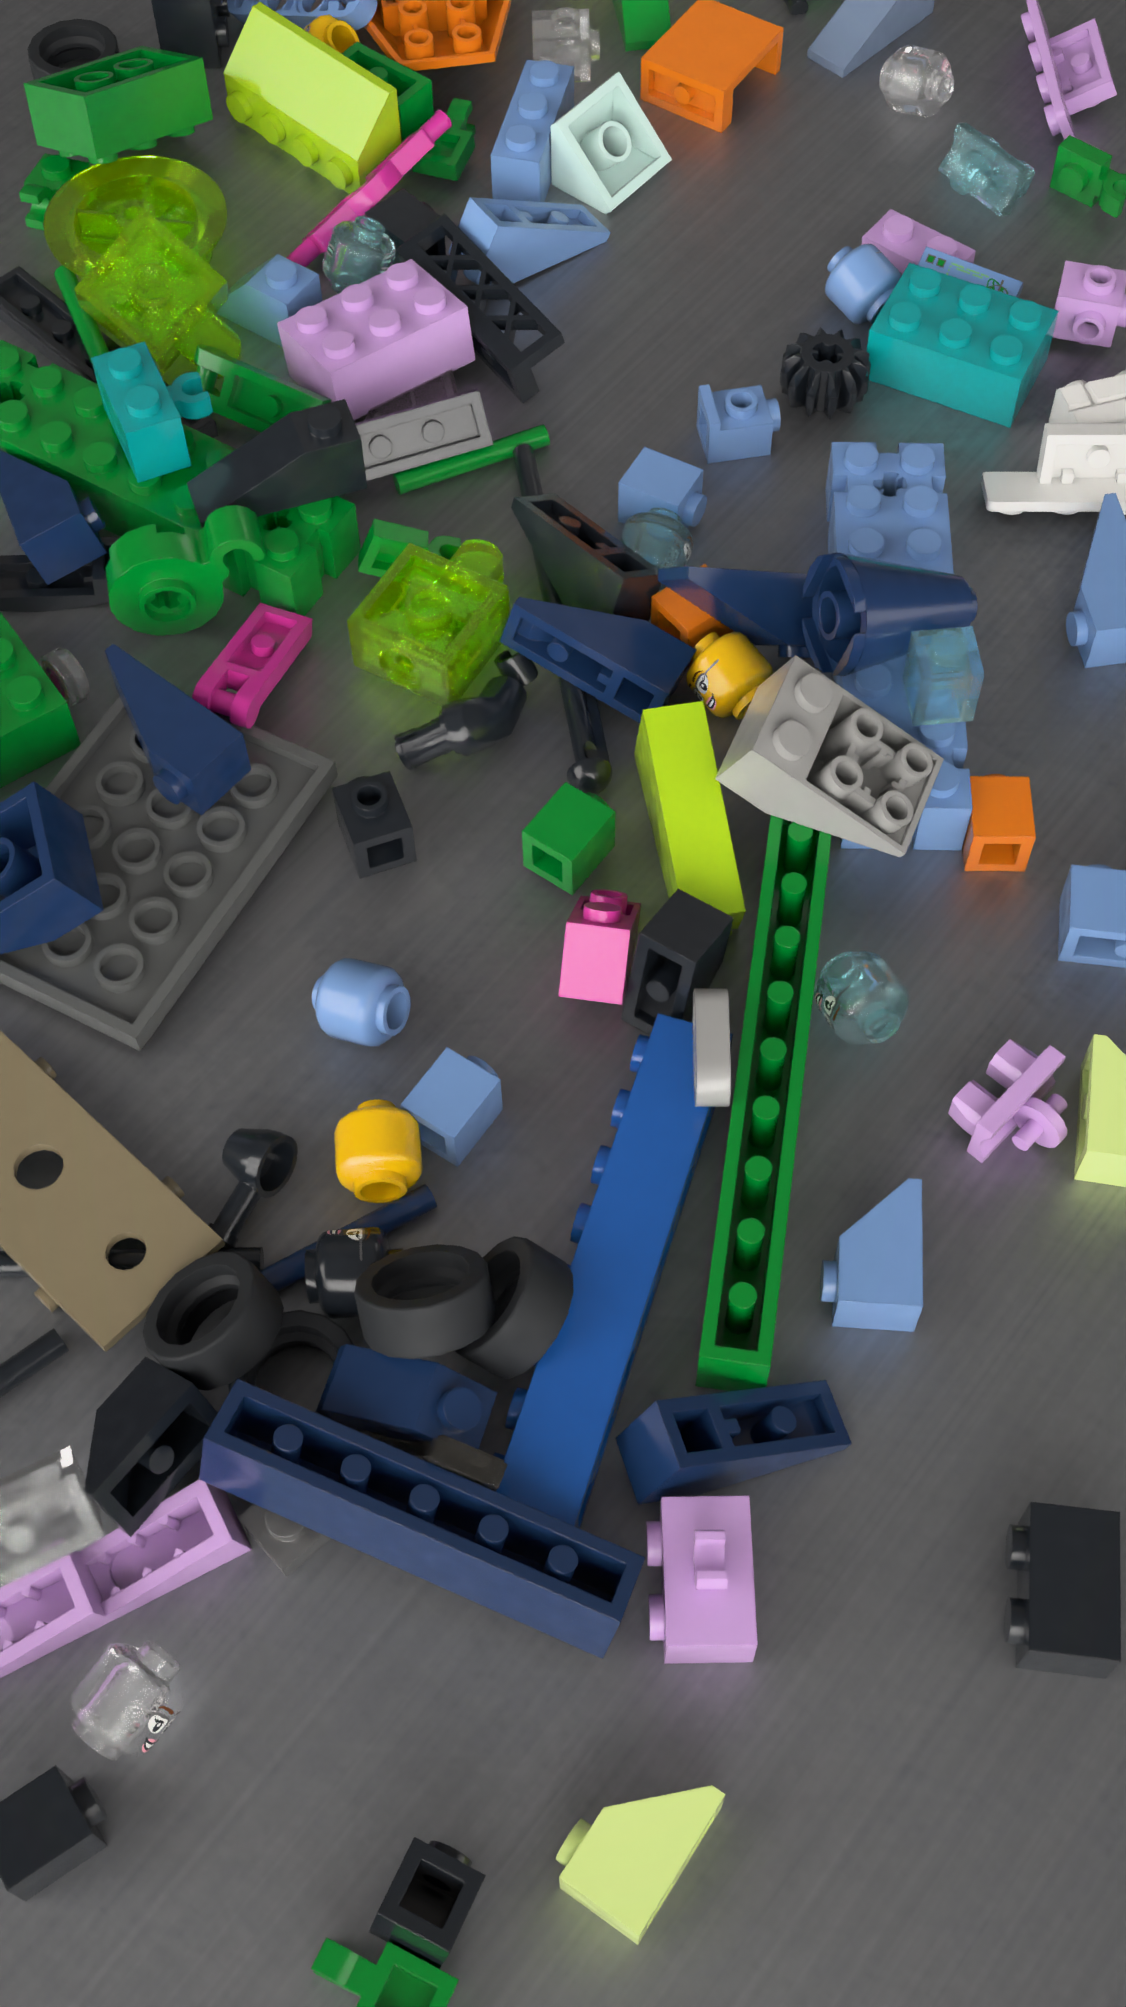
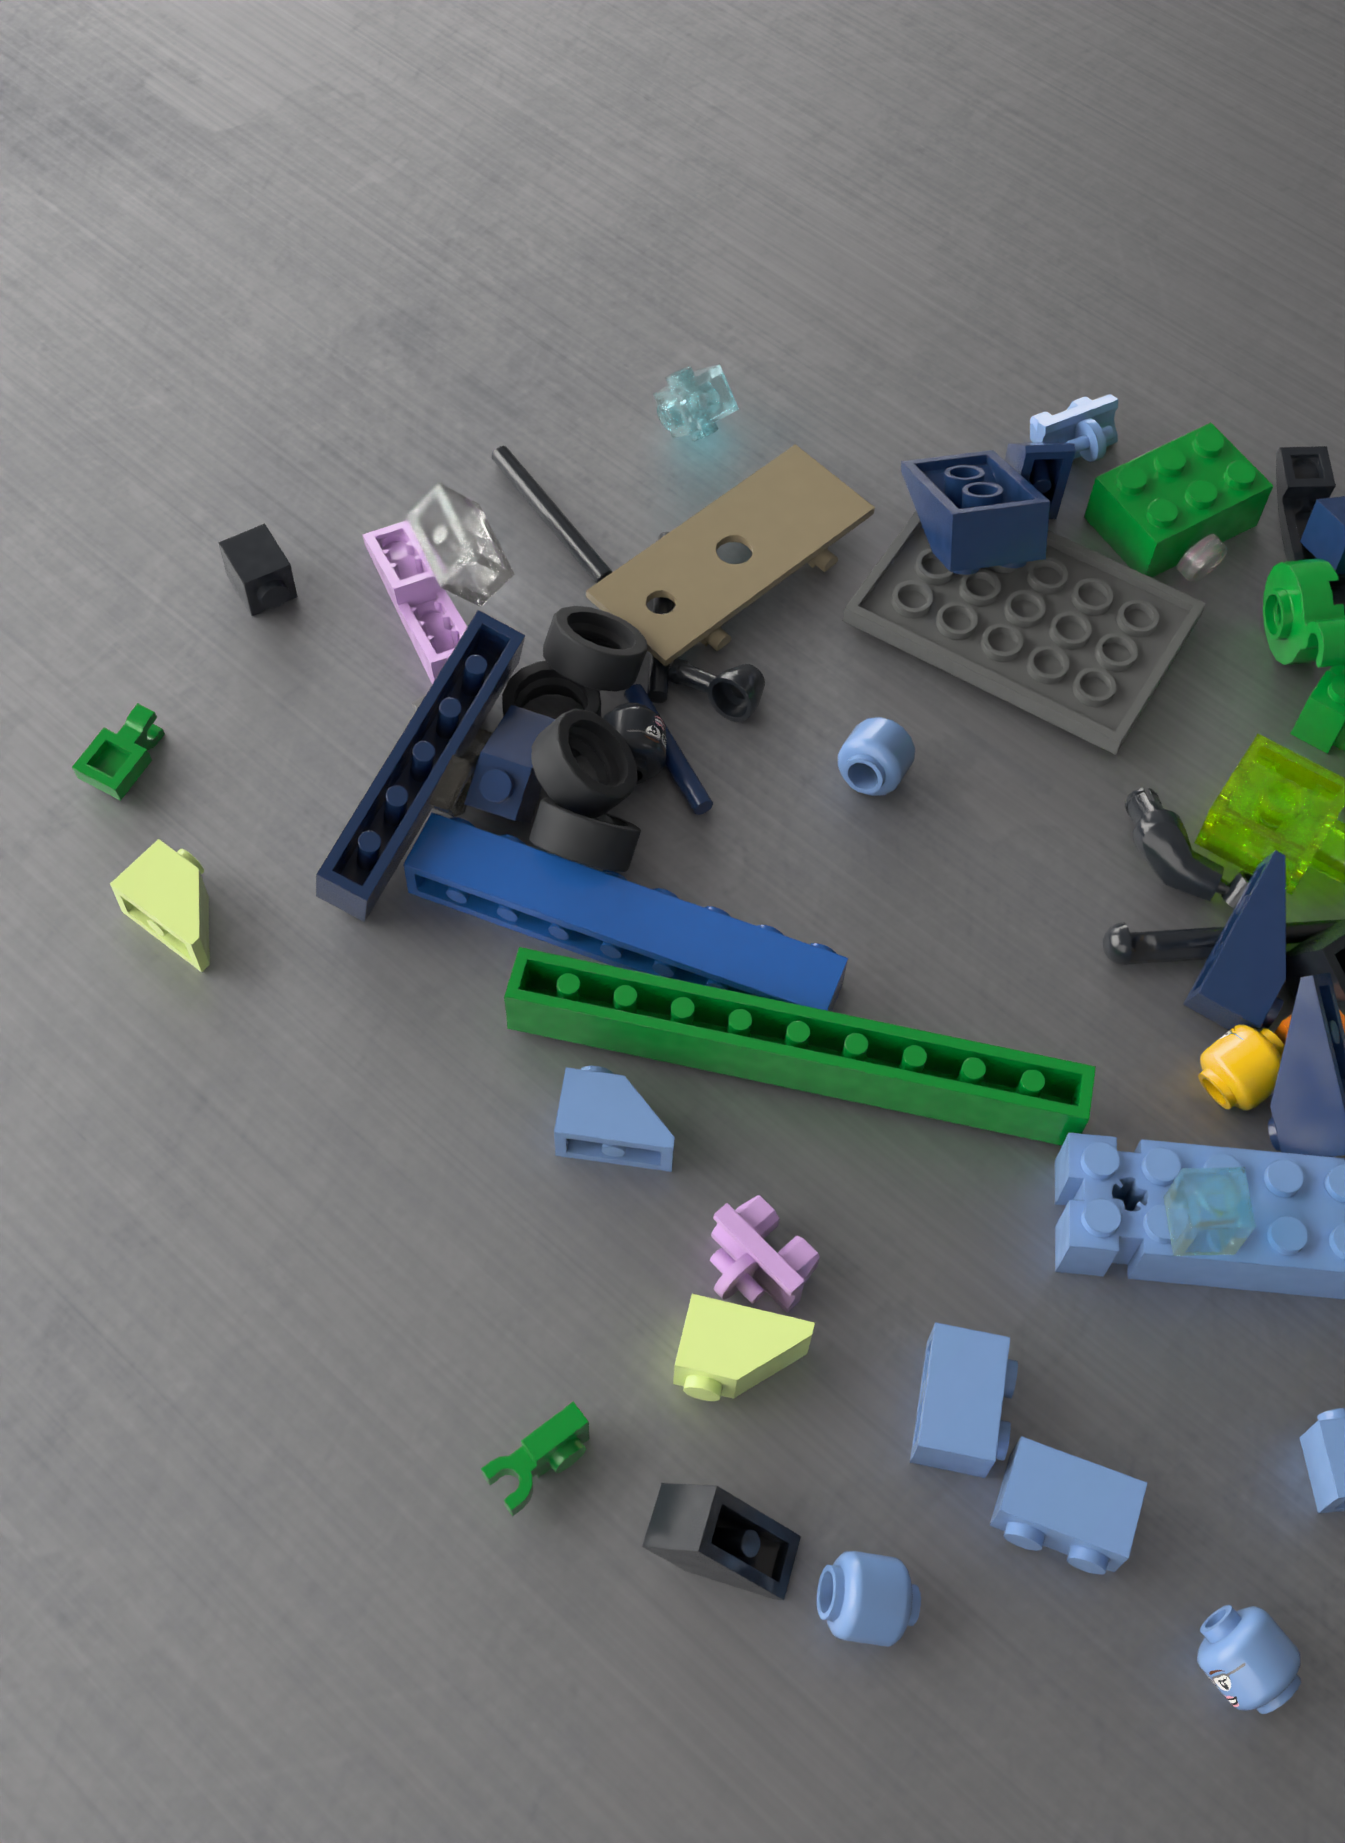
camera: 90 degrees right, 0 degrees up
(127, 1699) = (334, 612): clear head -> none
(145, 1442) = (508, 600): black slope -> none
(186, 745) = (1128, 615): dark blue slope -> none
(253, 663) = (1222, 682): dark pink plate -> none
(374, 824) = (1057, 771): black brick -> none
(378, 1151) = (735, 762): yellow head -> none
(428, 1901) = (163, 767): black brick -> none
(455, 1104) = (777, 817): medium blue brick -> none
(569, 837) = (1041, 913): green brick -> none
(599, 947) = (929, 932): slope -> none
(672, 957) = (901, 976): black slope -> none
(688, 806) = (1065, 1006): lime slope -> none
(705, 1580) = (359, 963): lavender brick -> none
(711, 1047) = (801, 980): light grey beam -> none
(728, 1438) = (469, 997): dark blue slope -> none
(829, 761) = (1098, 1104): light grey slope -> none
(861, 997) = (872, 1139): clear light blue head -> none
(871, 606) = (1289, 1164): dark blue cone -> none
(1000, 824) = (1076, 1292): orange brick -> none
(1065, 1590) = (308, 1221): black brick -> none

